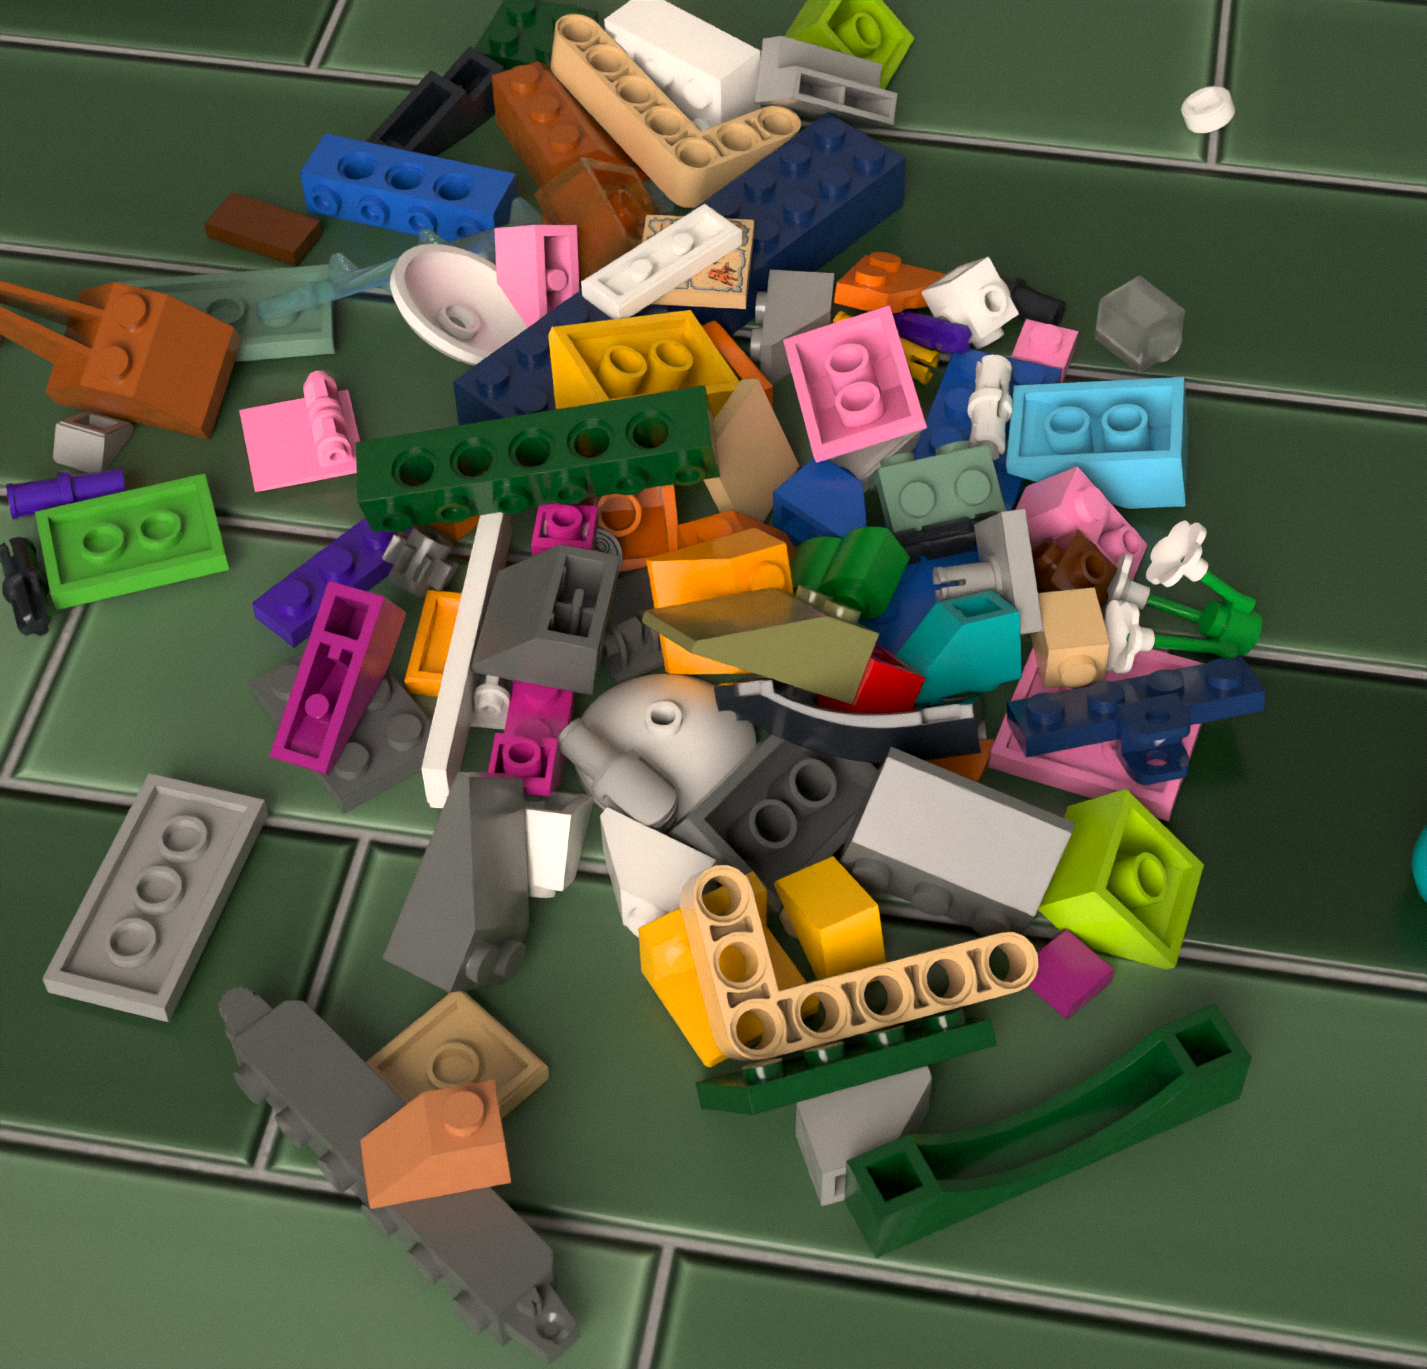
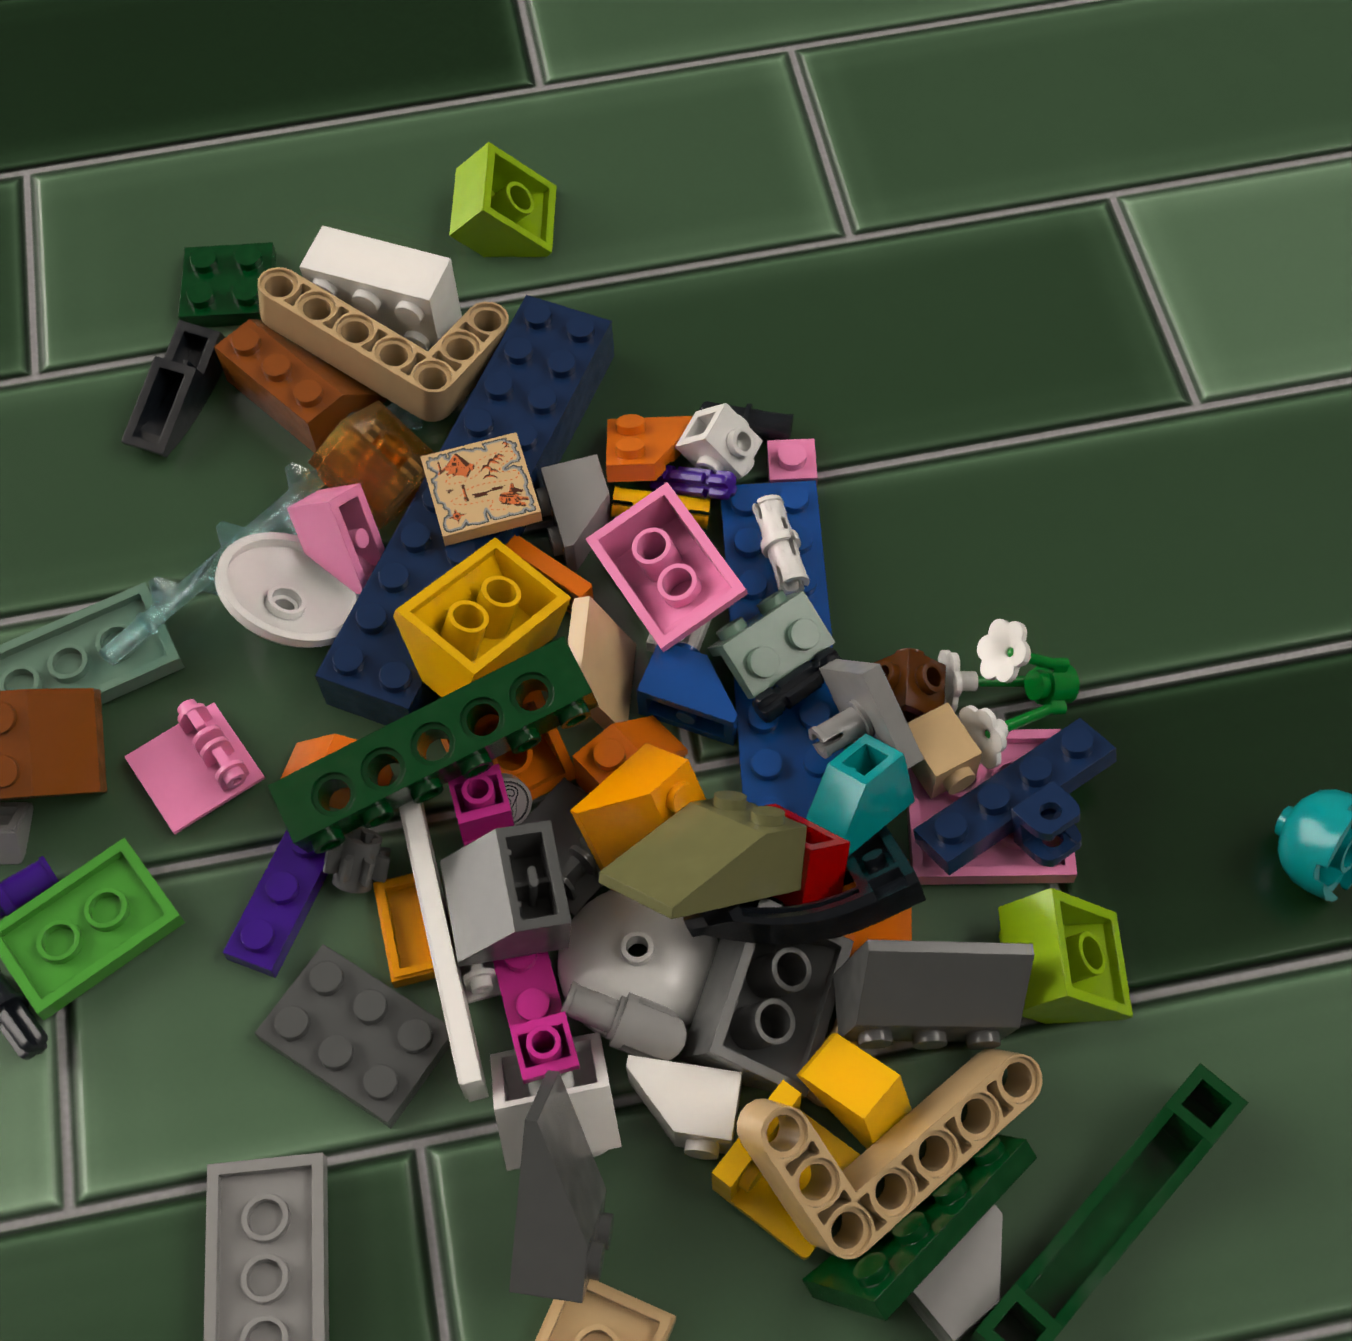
camera: 20 degrees left, 10 degrees up
(263, 229) = (64, 559): reddish brown tile -> none
(337, 676) = (341, 1016): magenta slope -> none
(405, 189) = (182, 482): blue brick -> none
(661, 263) = (457, 505): white tile -> none
(823, 81) = (510, 268): light grey piece -> none
(853, 570) = (734, 751): green brick -> none
(1069, 974) = (1058, 1056): magenta tile -> none
(1074, 503) = (887, 622): bright pink slope -> none
(1118, 432) = (882, 542): medium azure slope -> none
(1140, 324) = (863, 417): clear brick -> none
(1208, 109) = (830, 186): white tile -> none

